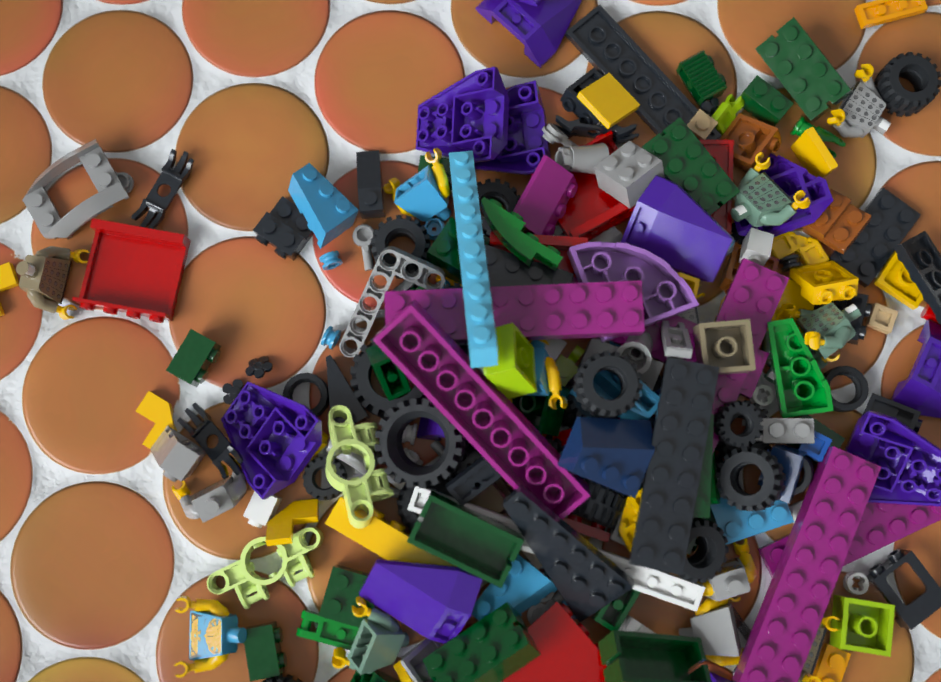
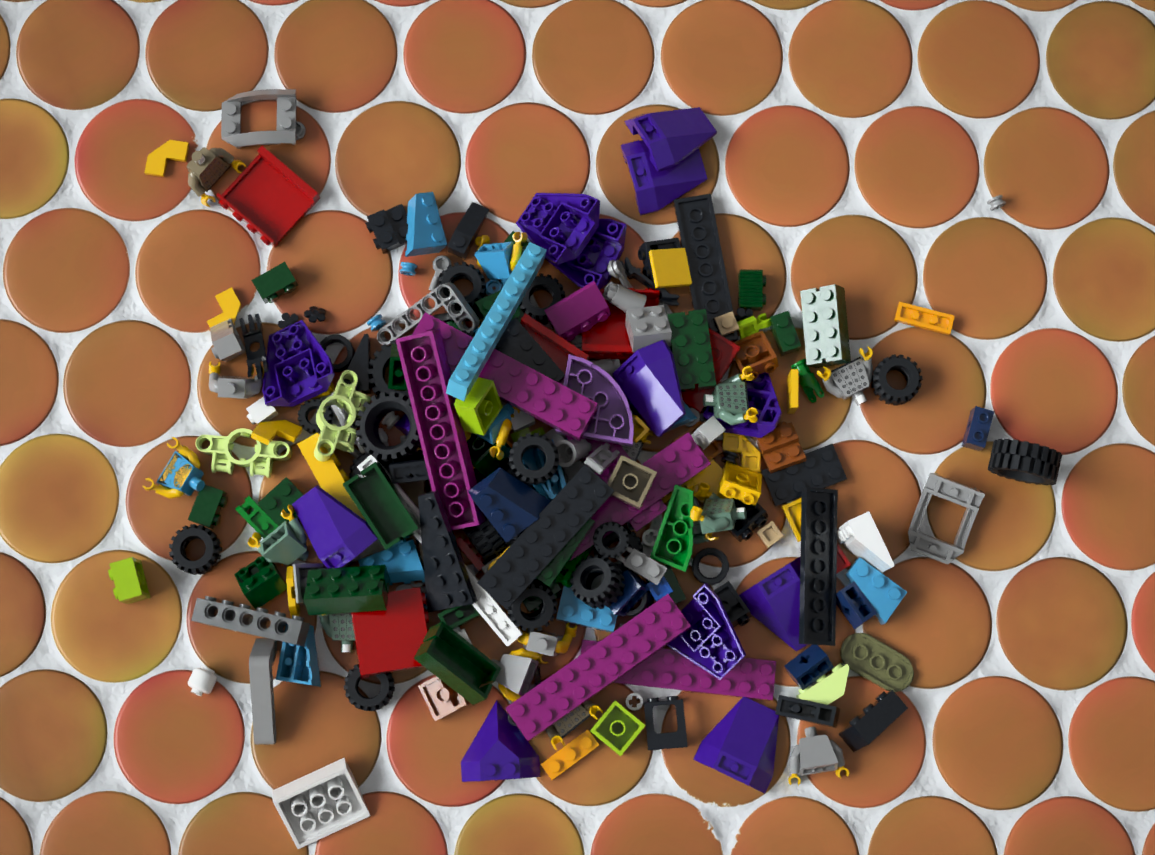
camera: 30 degrees right, 0 degrees up
(168, 176) = (330, 144): black piece -> none
(509, 230) = (538, 319): green slope -> none

